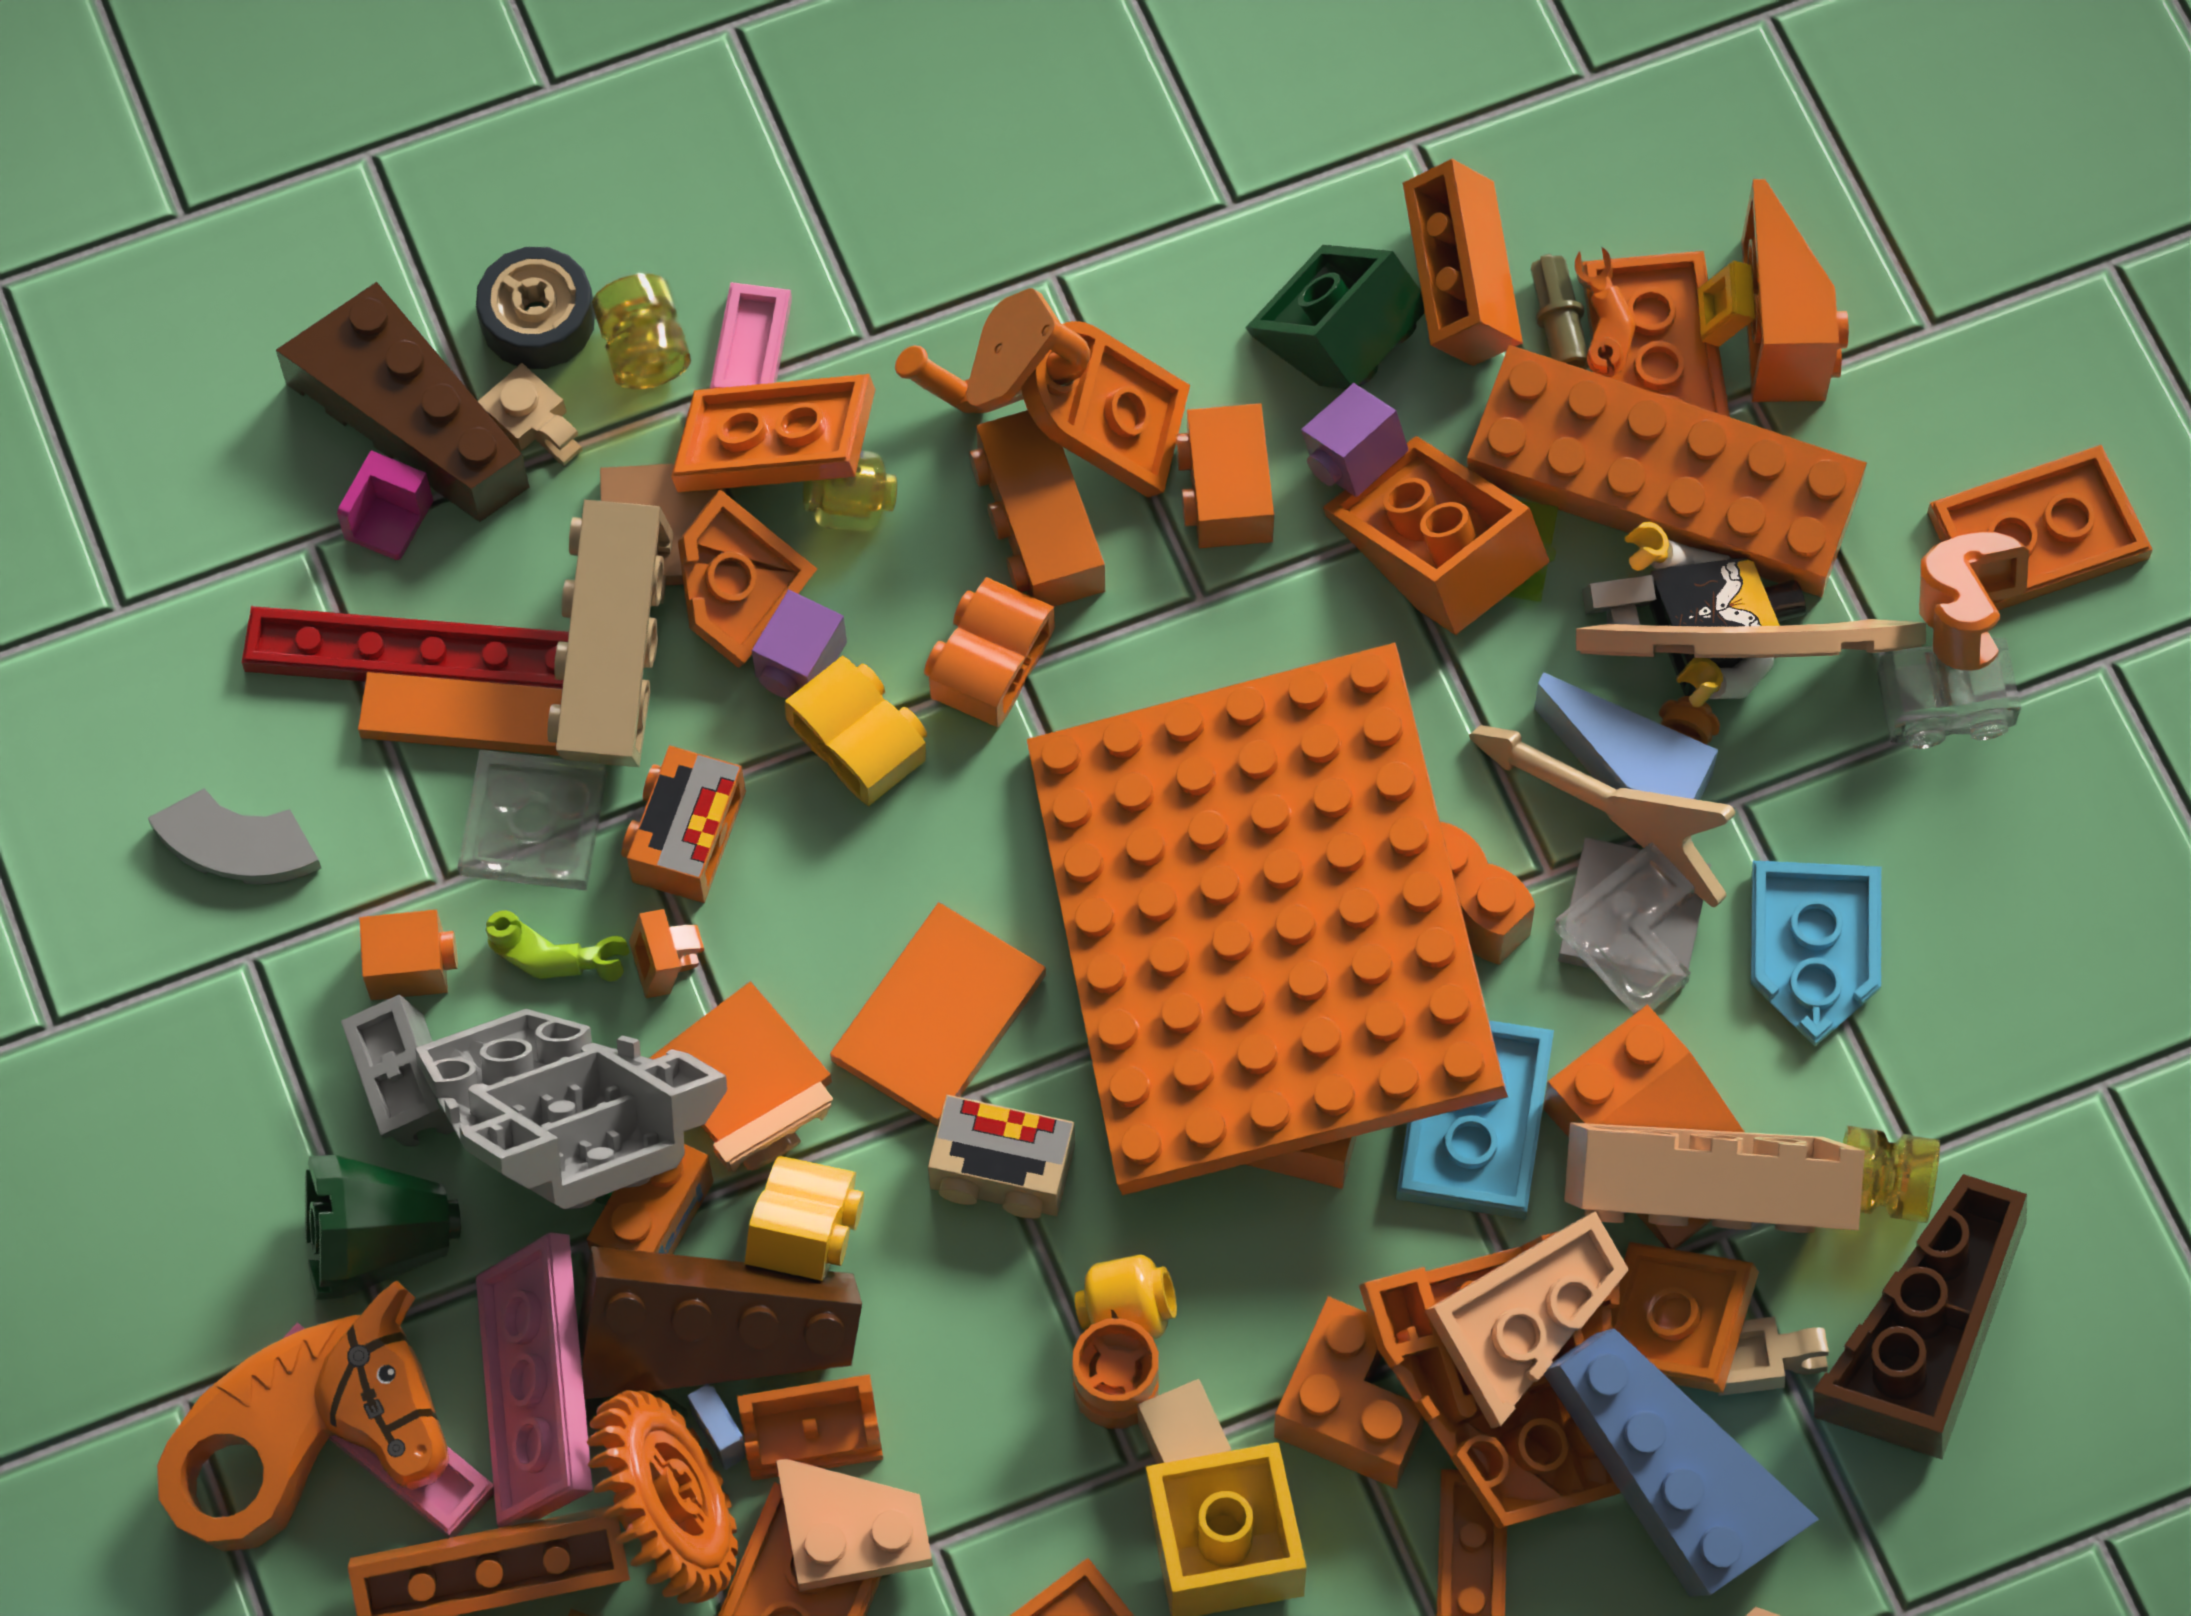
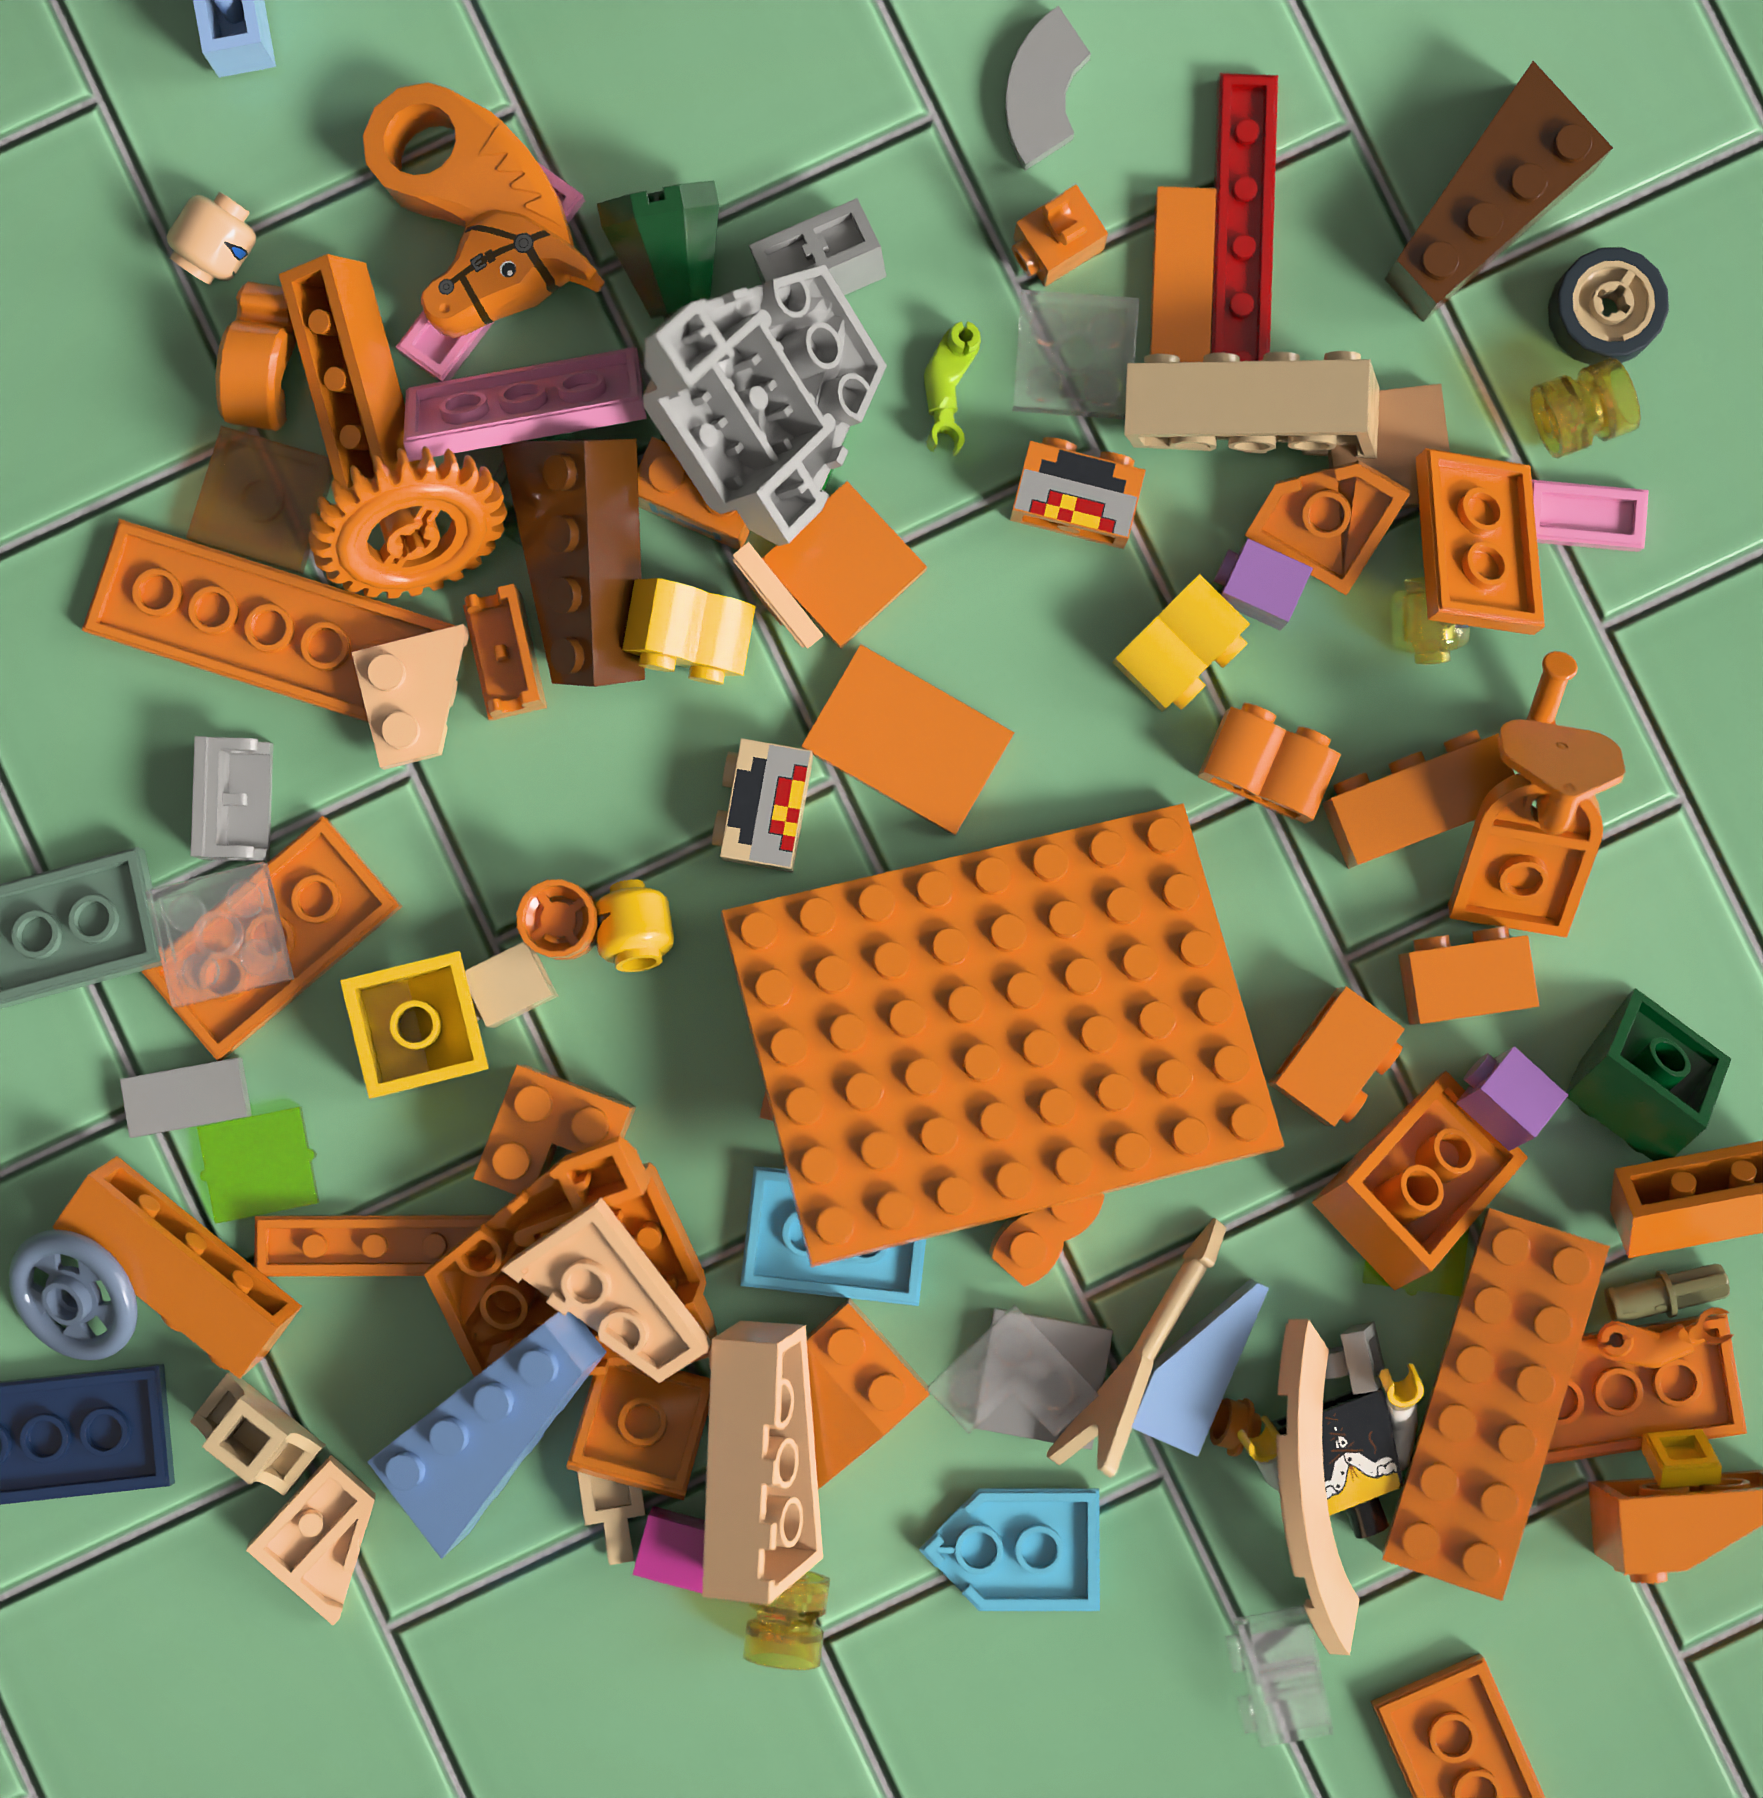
camera: 85 degrees right, 20 degrees up
(385, 505) = (1387, 186): dark pink panel -> none
(403, 827) = (1058, 236): none -> orange brick
(406, 954) = (934, 252): orange brick -> none
(531, 412) = (1497, 312): tan plate -> none
(663, 951) = (949, 484): orange tile -> none
(717, 1426) = (499, 570): light blue tile -> none
(1303, 601) = (1338, 1058): none -> orange brick
(1813, 1282) = (672, 1549): none -> dark pink brick
(1923, 1338) = (636, 1658): reddish brown wedge -> none
(1958, 590) = (1369, 1685): orange animal -> none

